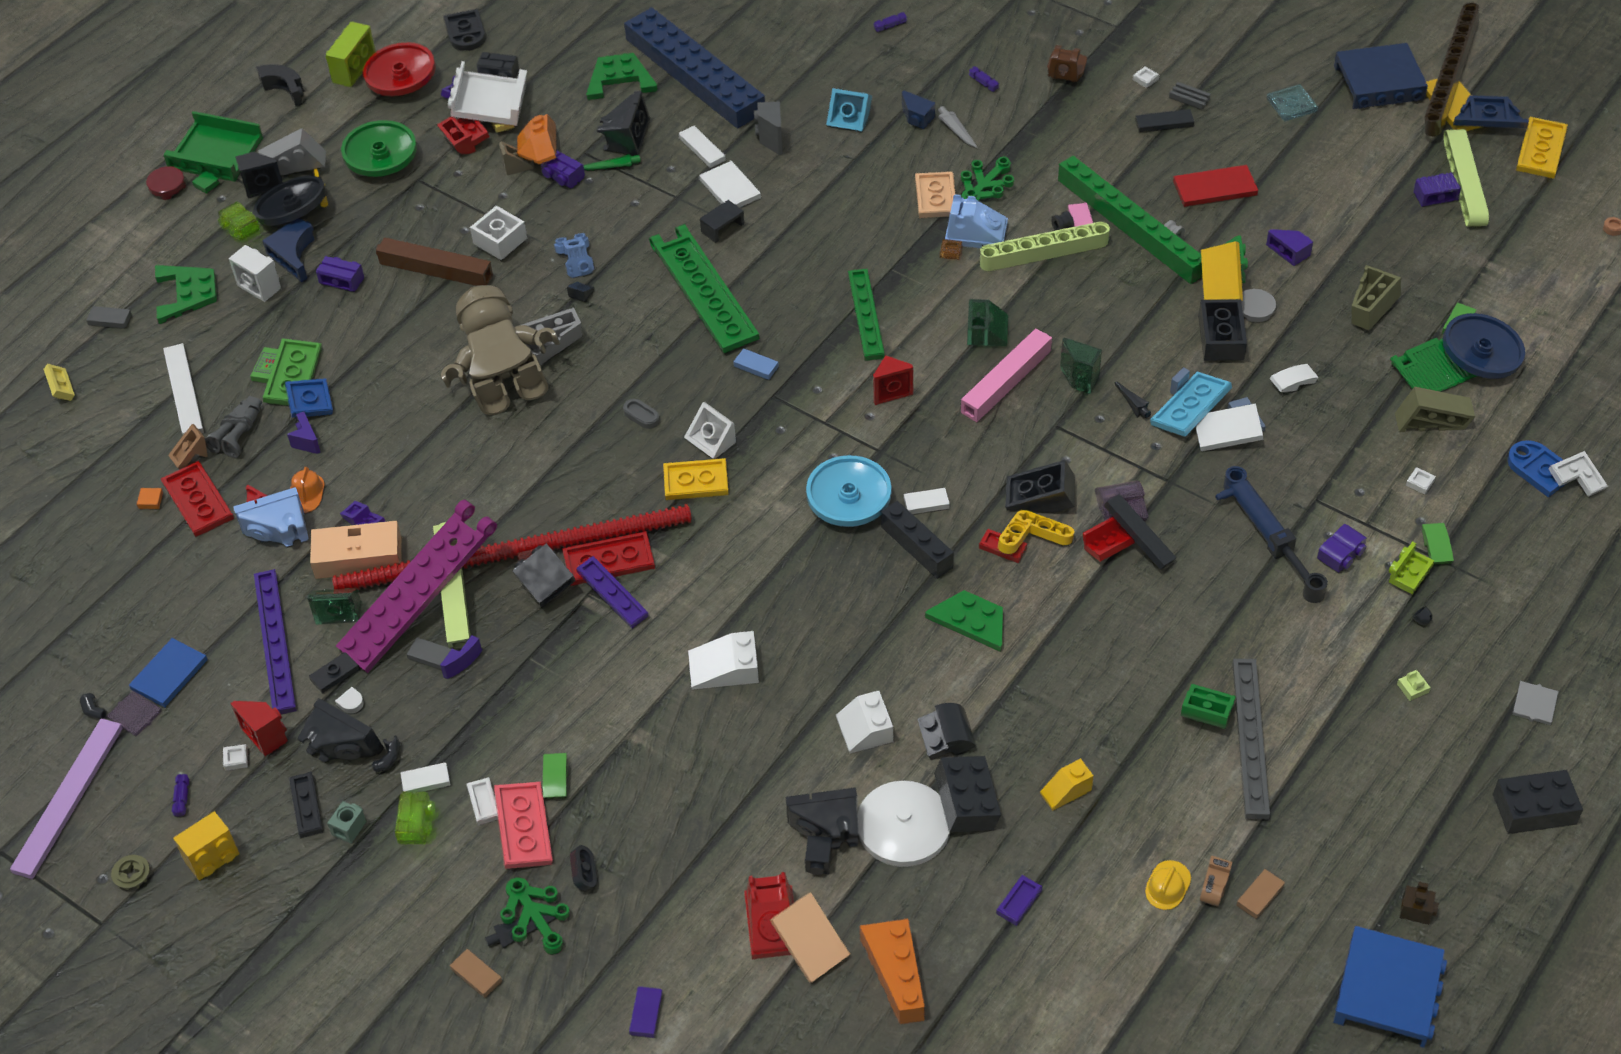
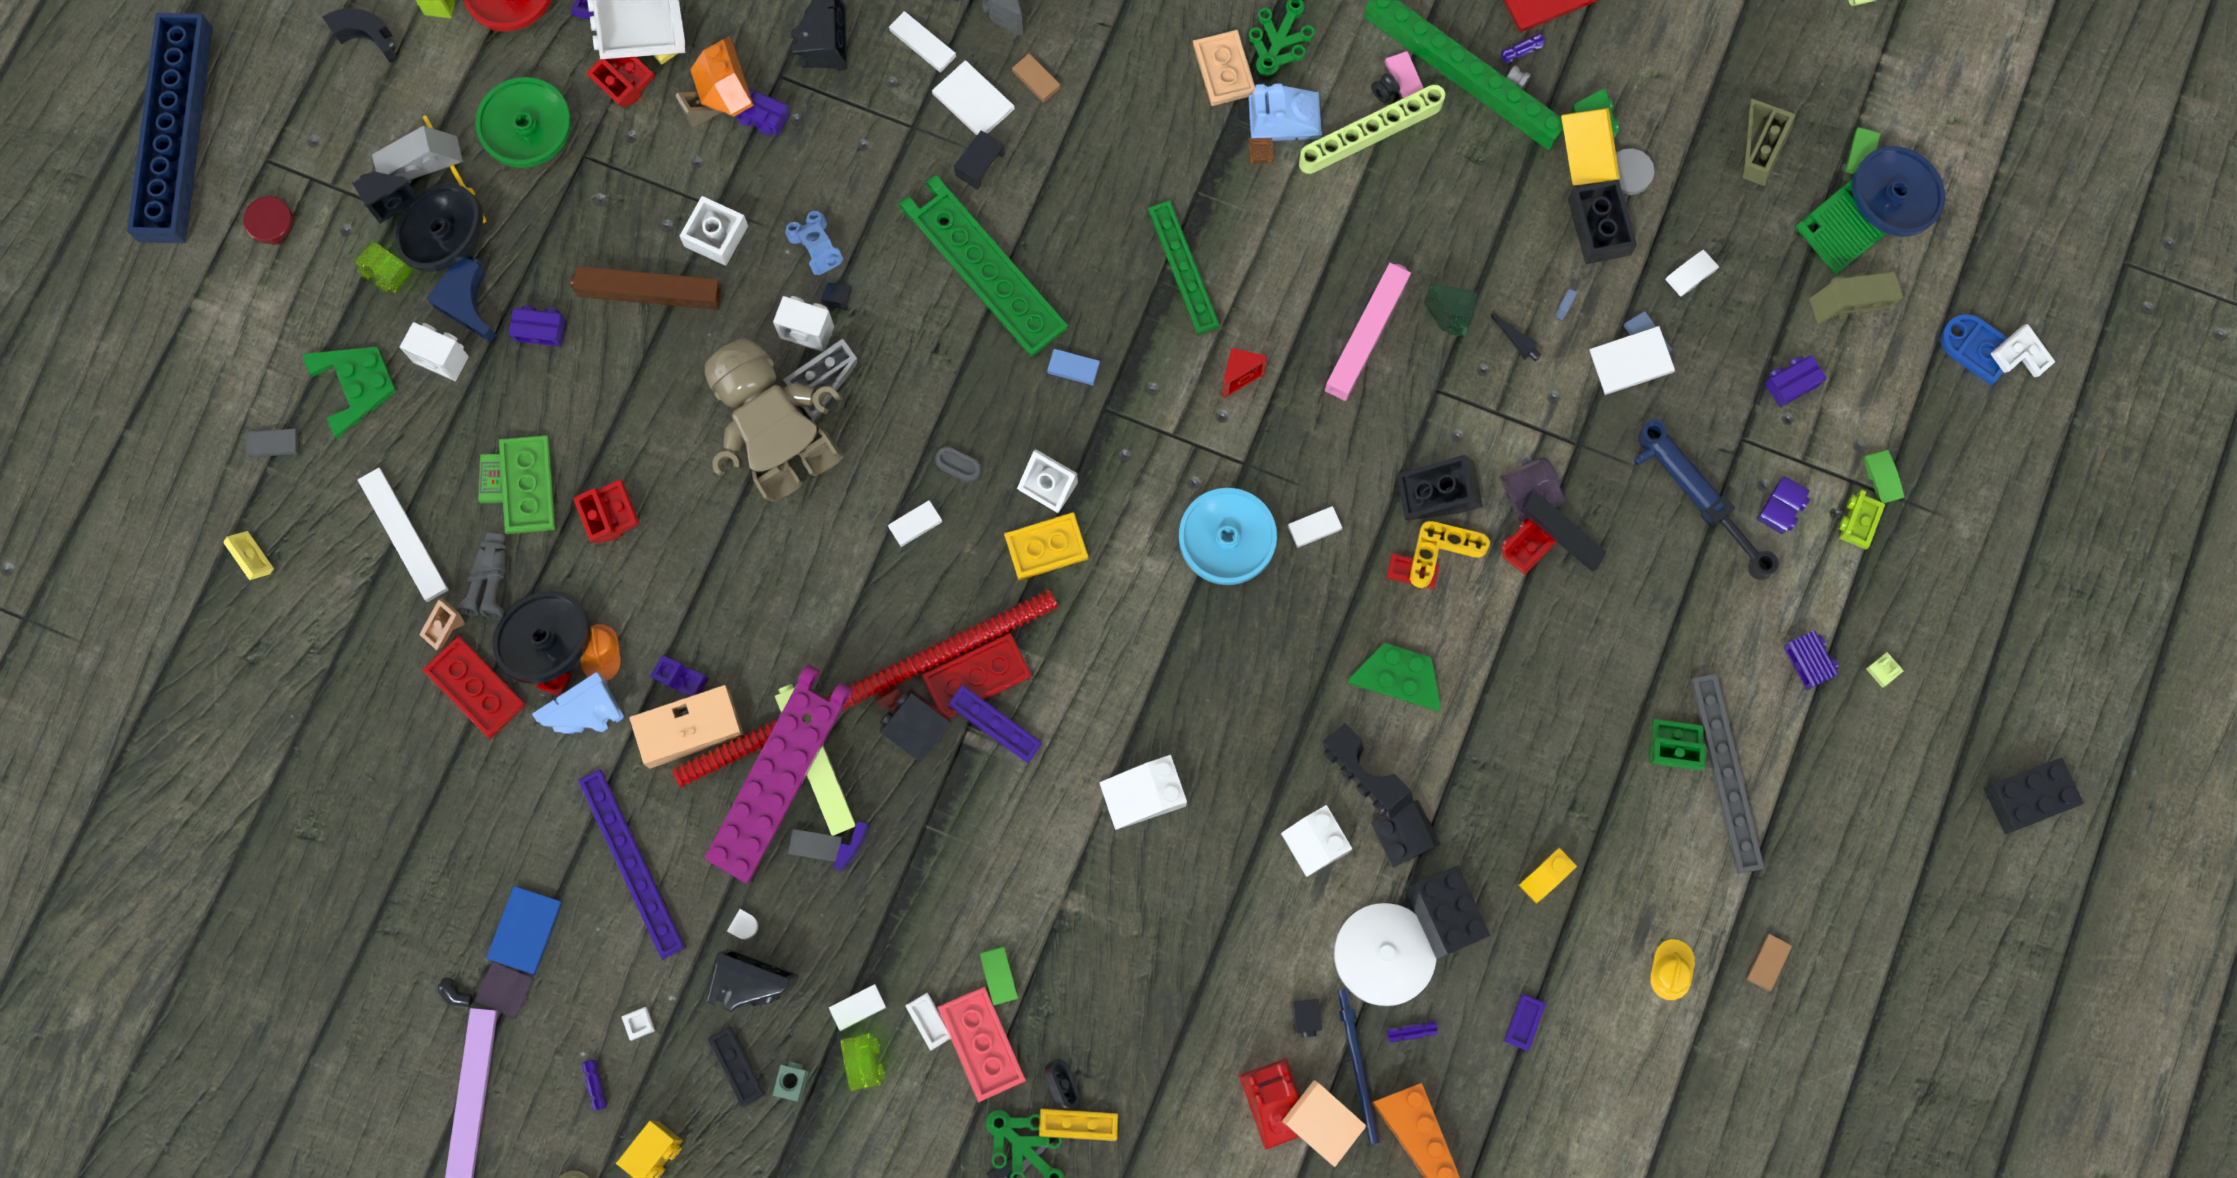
camera: 15 degrees left, 25 degrees up
(117, 117) = (170, 128): none -> dark blue brick
(149, 498) = (418, 698): orange tile -> none
(205, 182) = (319, 209): green tile -> none
(213, 145) = (311, 152): green panel -> none
(260, 724) = (658, 988): red slope -> none
(262, 468) = (541, 637): none -> black dish
(303, 437) = (576, 579): dark purple slope -> none
(309, 397) = (557, 521): blue tile -> none
(334, 672) = (712, 892): black plate -> none
(335, 605) = (687, 807): clear green slope -> none
(346, 397) = (606, 512): none -> red brick
(388, 760) = (809, 996): black piece -> none
(545, 295) = (803, 323): none -> white brick
(587, 901) = (1078, 1124): none -> yellow tile
(592, 446) = (915, 523): none -> white tile
(615, 162) = (824, 85): green bar -> none
(783, 180) = (1036, 78): none -> medium nougat tile
(826, 815) = (1308, 973): black piece -> none
(856, 864) = (1348, 1016): none -> dark blue bar
(912, 887) = (1412, 1031): none -> dark purple axle
(917, 539) = (1318, 586): black brick -> none
(933, 687) = (1386, 792): none -> black arch
(986, 324) = (1330, 262): clear green slope -> none
(1183, 214) = (1522, 48): none -> dark purple axle
(1191, 403) = (1584, 333): medium azure tile -> none
(1215, 881) = (1722, 961): medium nougat leg -> none
(1290, 245) = (1655, 75): dark purple slope -> none
(1345, 664) = (1811, 660): none -> dark purple brick
(1369, 462) = (1795, 380): none -> dark purple brick
(1391, 984) = (1916, 1047): blue panel -> none
(1418, 904) = (1930, 945): dark brown brick -> none
(1420, 480) = (1852, 391): white tile -> none
(1423, 616) = (1881, 577): black hinge -> none
(1535, 703) = (2012, 664): light grey piece -> none

